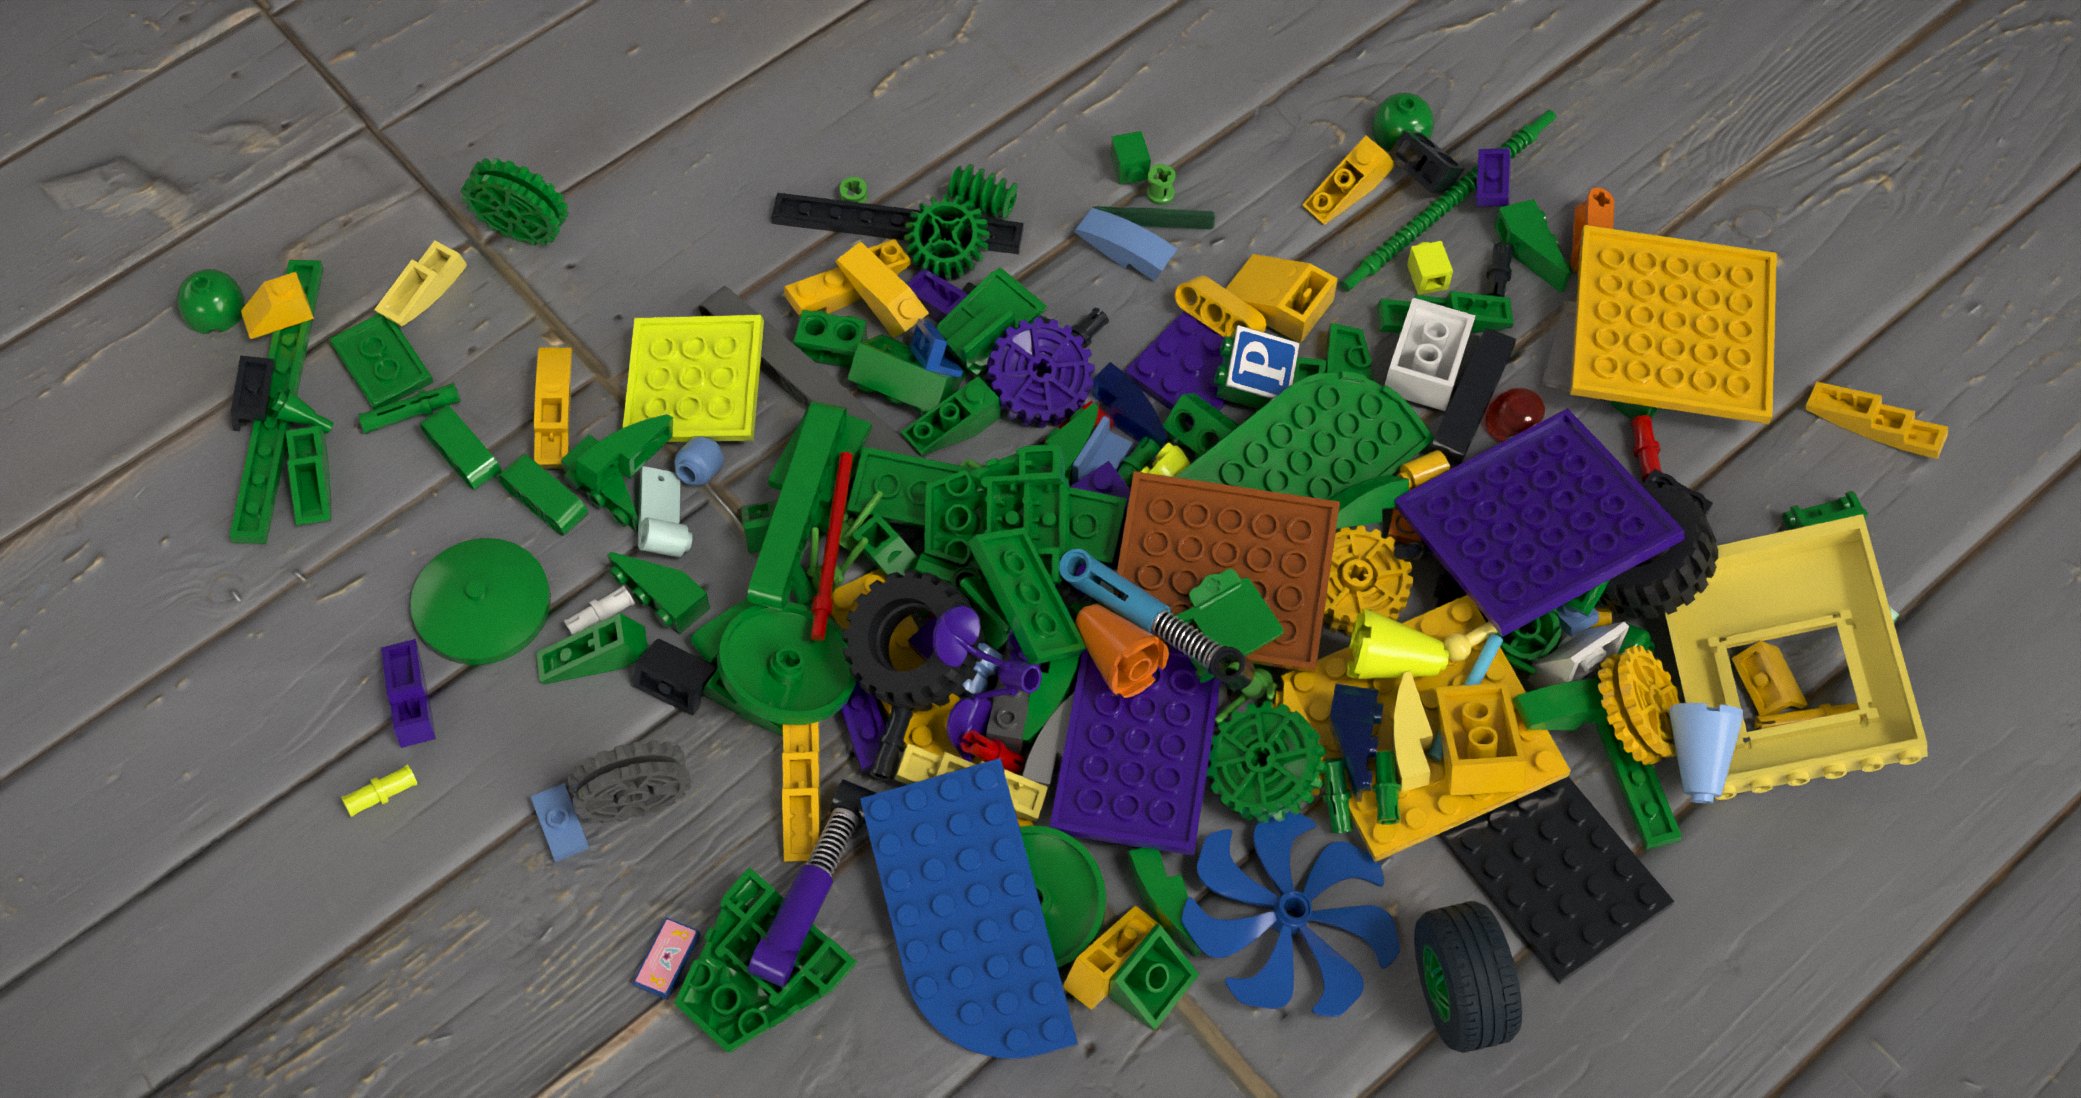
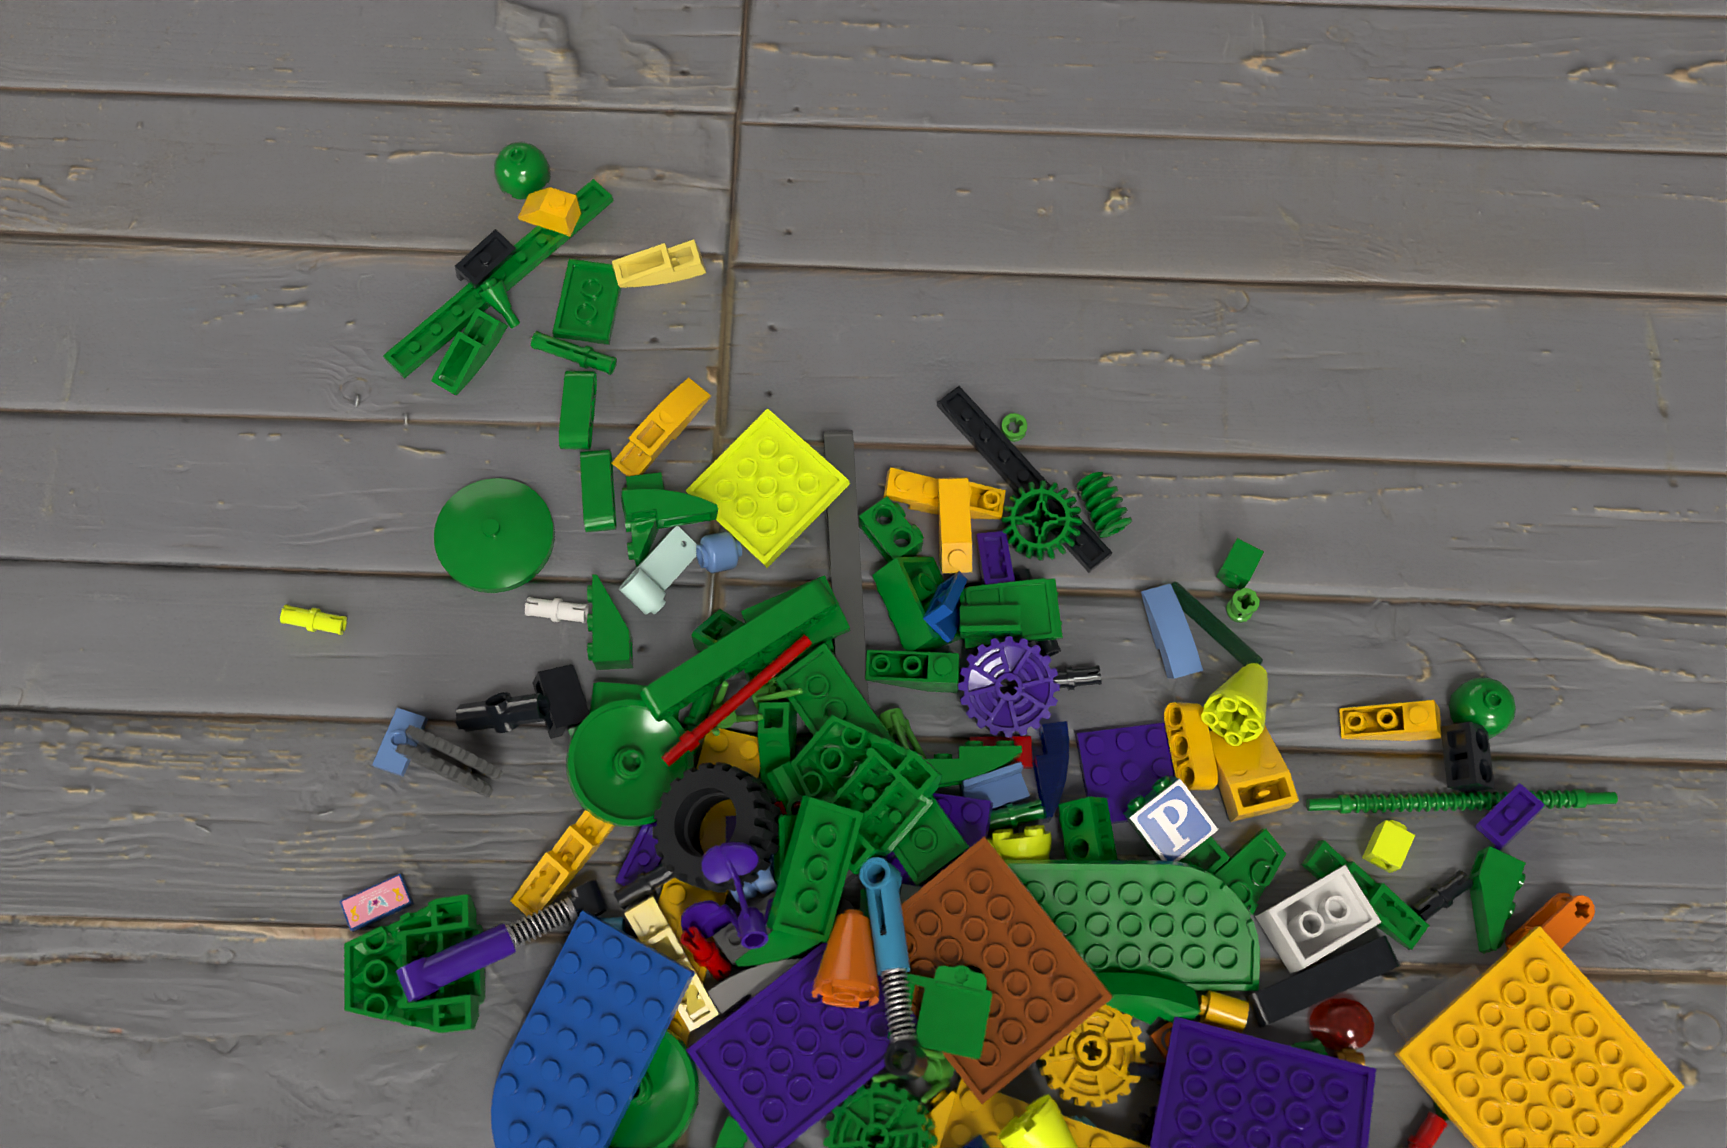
camera: 40 degrees right, 10 degrees up
(407, 693) = (390, 564): dark purple slope -> none
(514, 201) = (763, 254): green piece -> none
(593, 651) = (526, 636): green slope -> none
(637, 714) = (503, 712): none -> black piece
(1231, 252) = (1239, 706): none -> neon yellow cone

